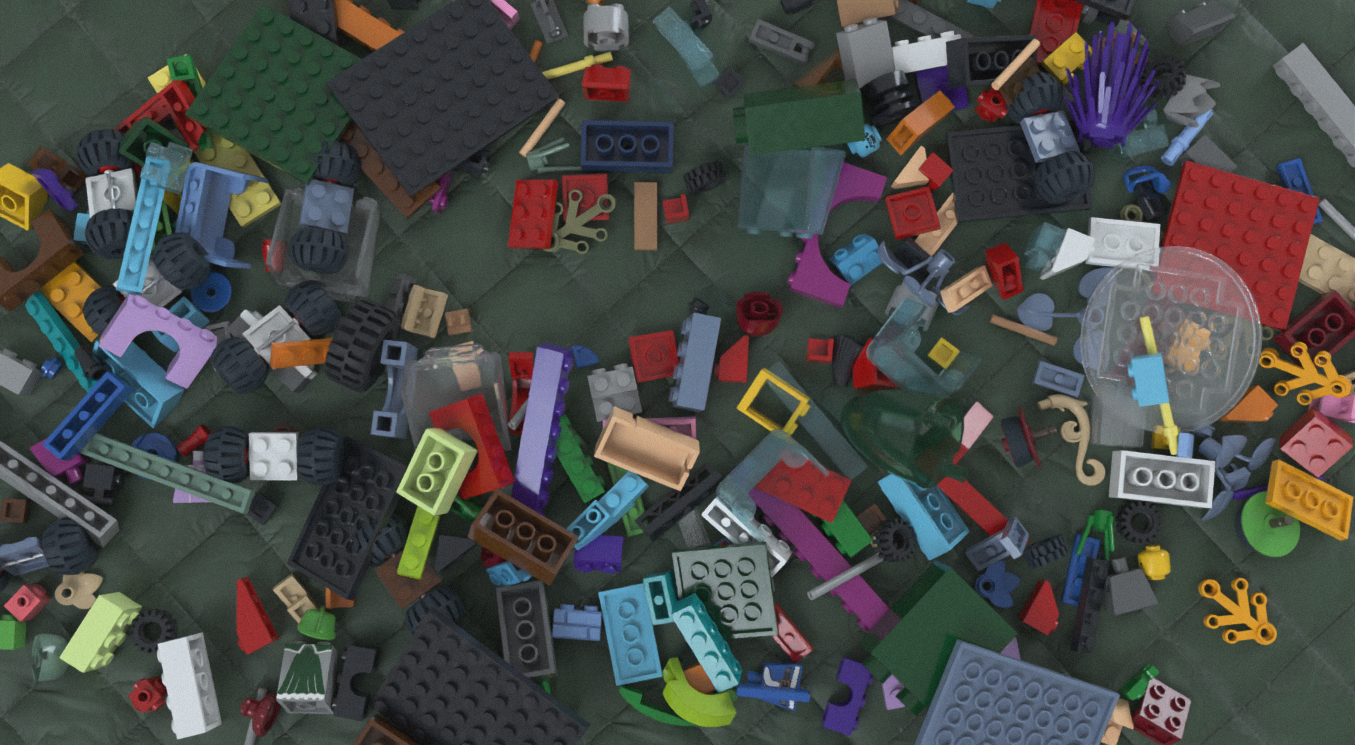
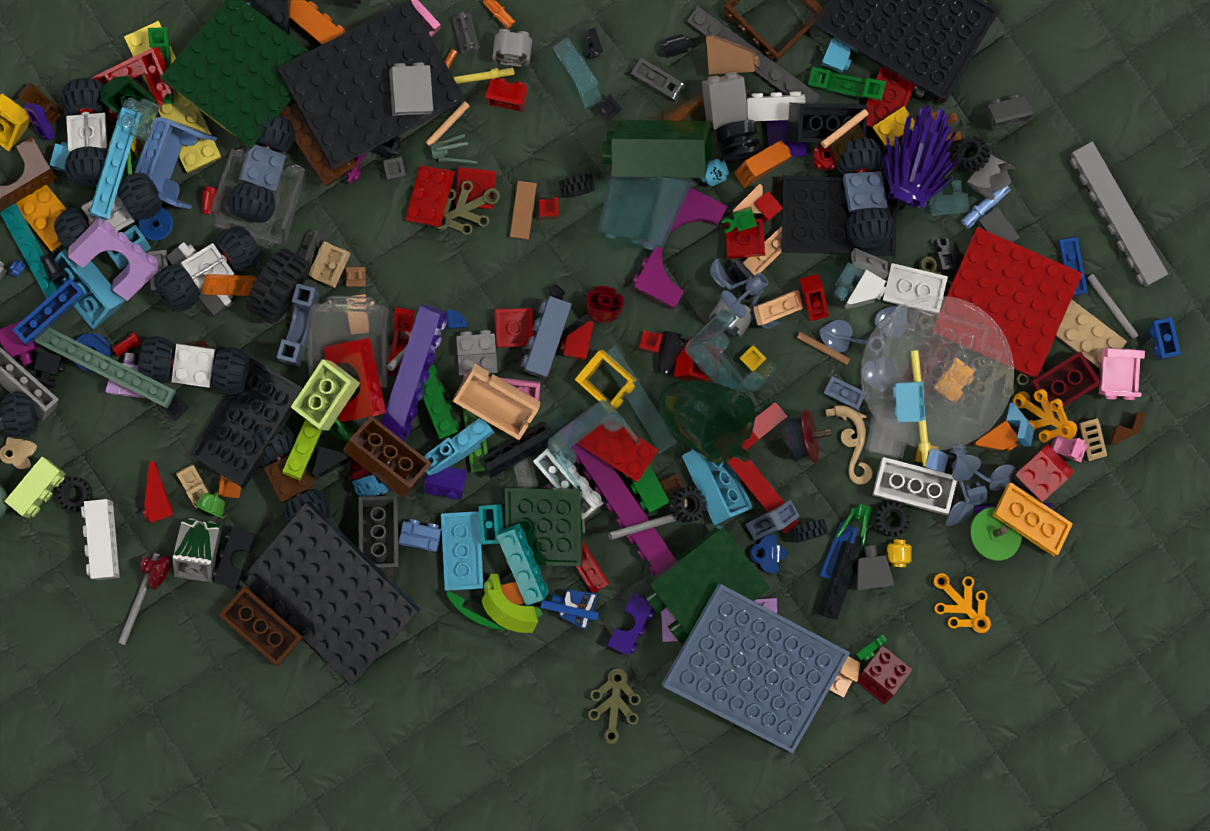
camera: 10 degrees right, 0 degrees up
(148, 694) = (73, 544): red brick -> none
(486, 187) = (394, 168): none -> dark grey plate
(492, 89) = (411, 89): none -> light grey brick
(605, 143) = (497, 148): dark blue brick -> none
(857, 258) = (693, 270): dark azure bracket -> none
(907, 190) = (742, 219): none -> green plate
(1004, 19) = (846, 85): none -> green slope
(1040, 609) = (800, 579): red slope -> none
(1064, 220) = (869, 262): none -> light grey plate
(1159, 181) = (956, 240): blue piece -> none
(1273, 382) = (1018, 420): none -> dark azure slope

